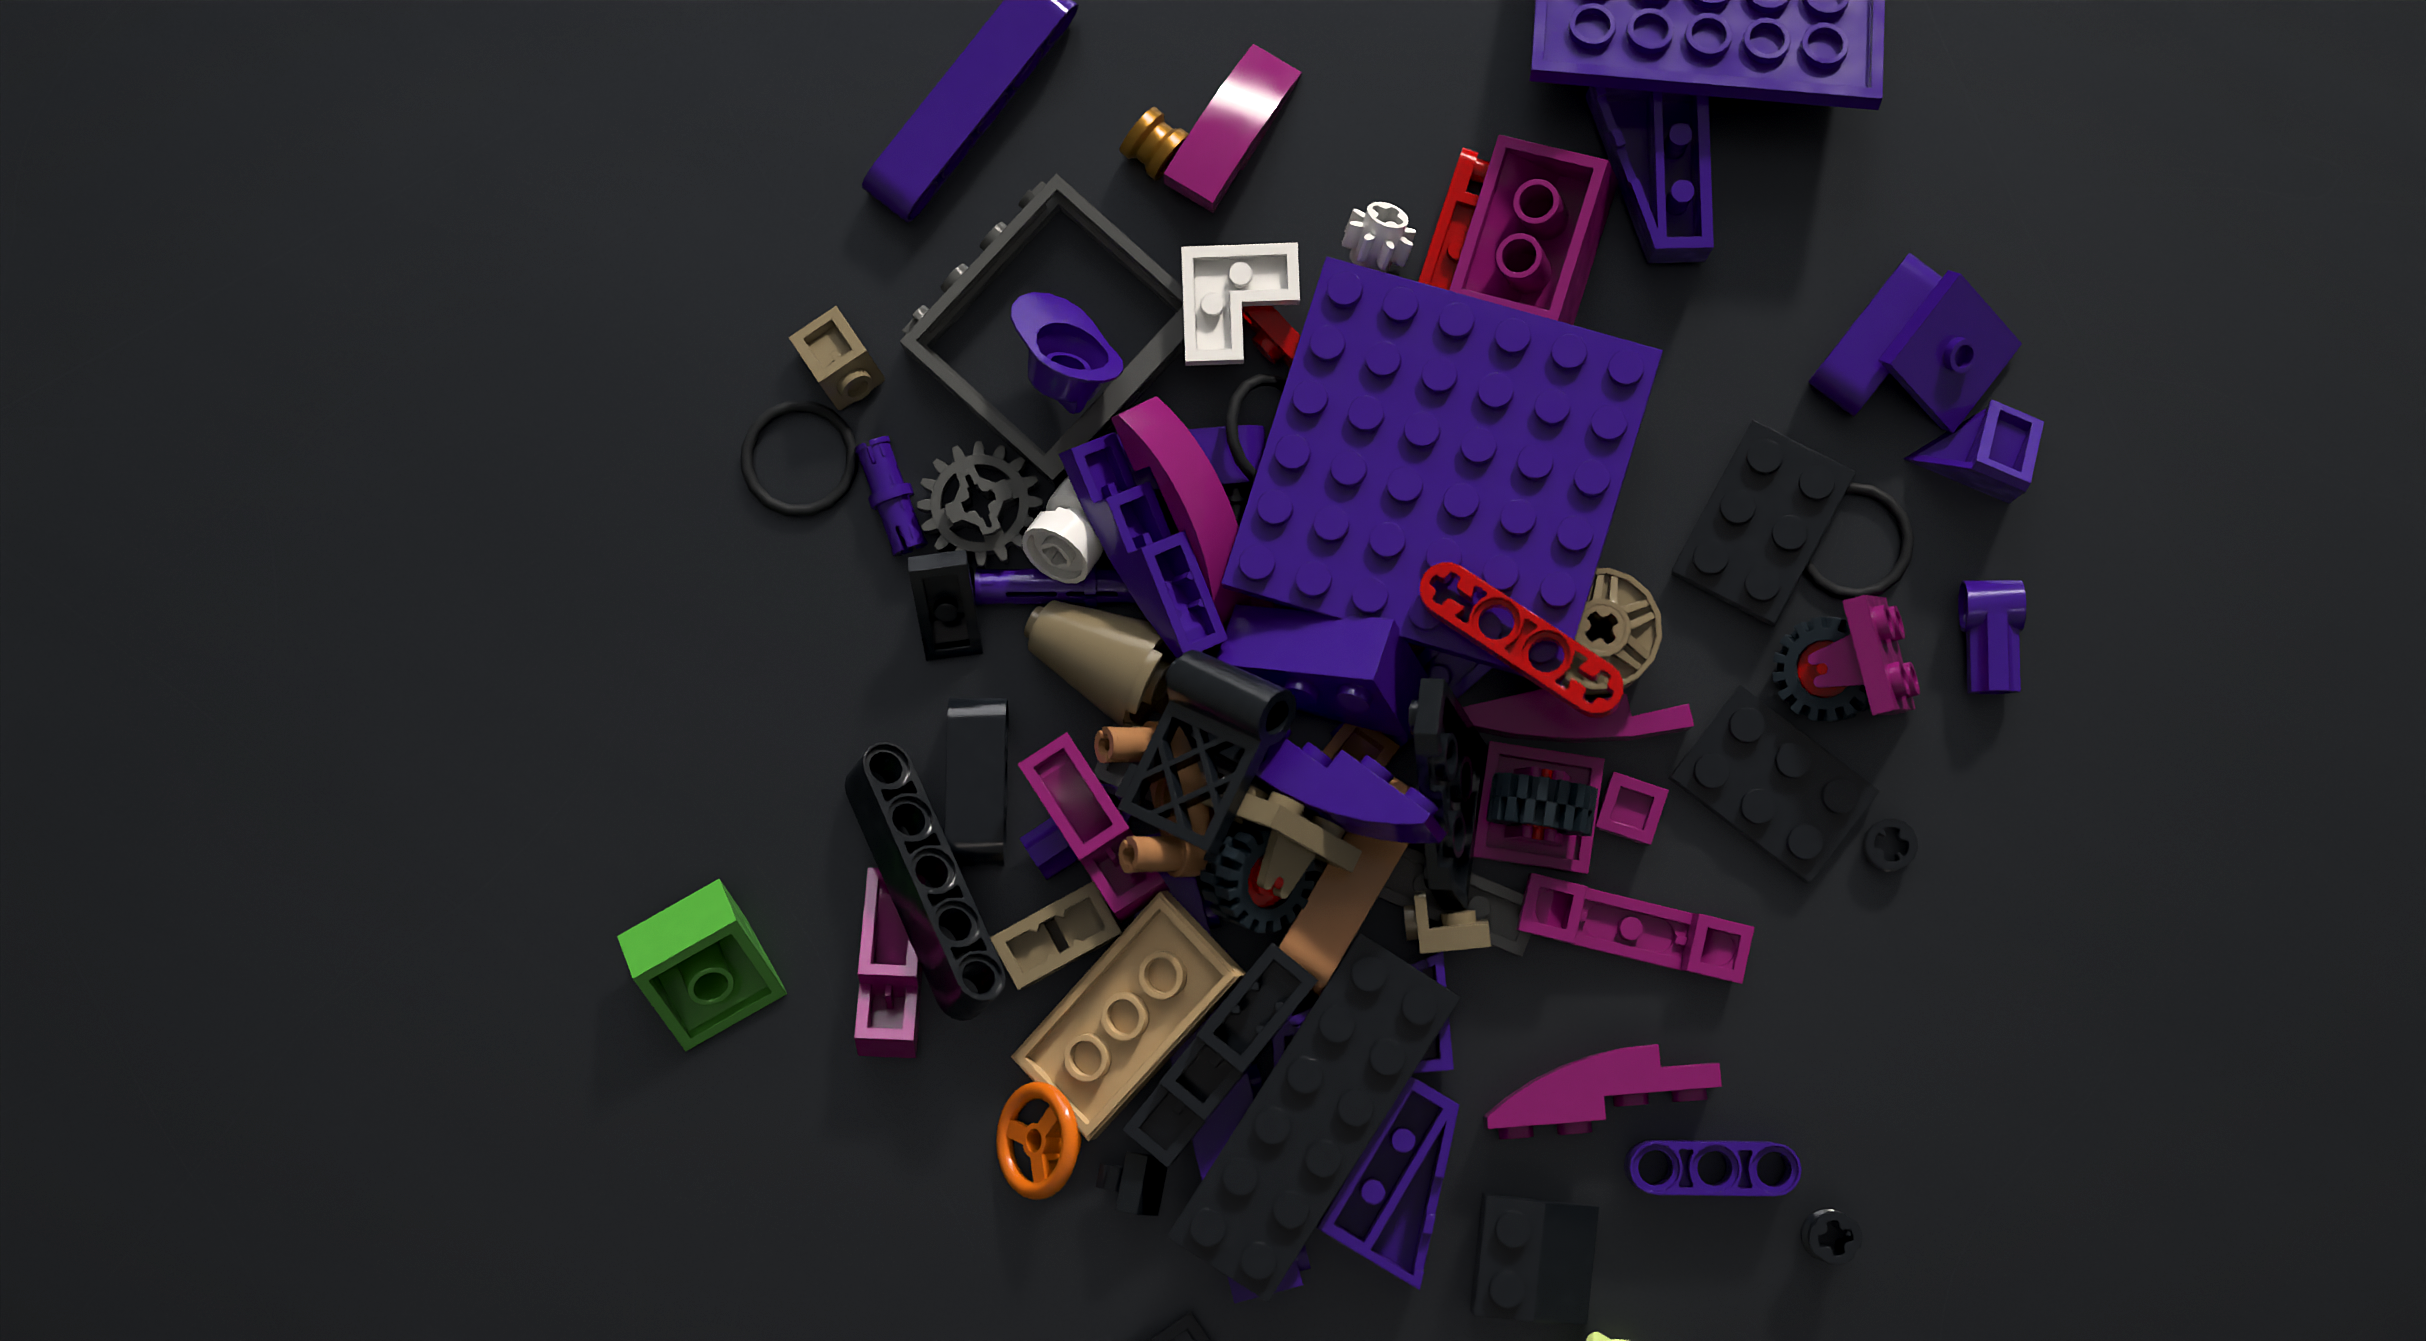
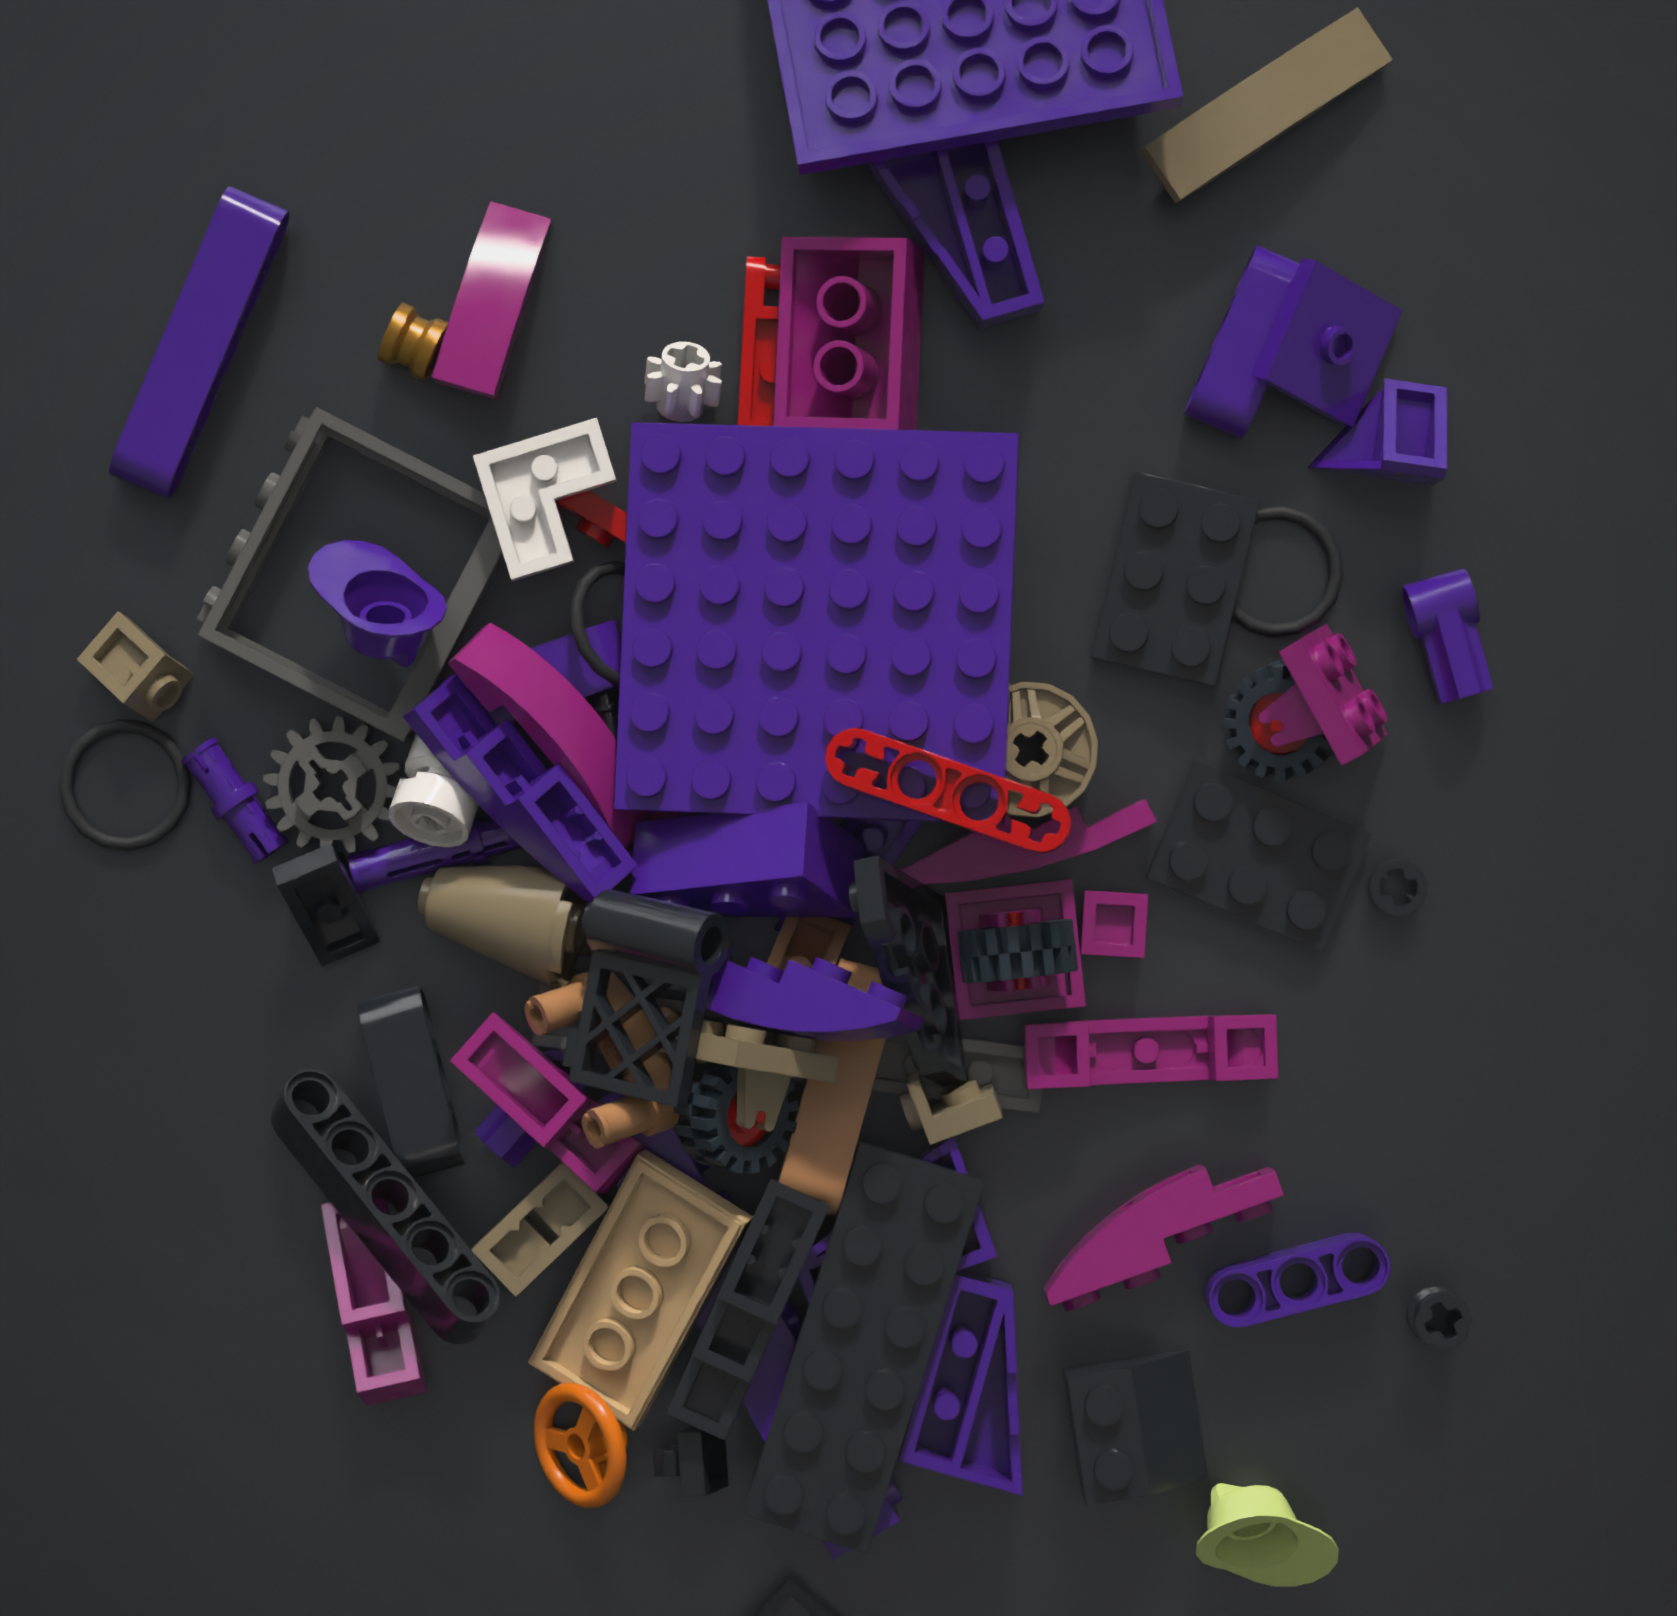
camera: 25 degrees left, 5 degrees up
(701, 965) = (172, 1356): bright green slope -> none
(1948, 135) = (1266, 105): none -> dark tan slope

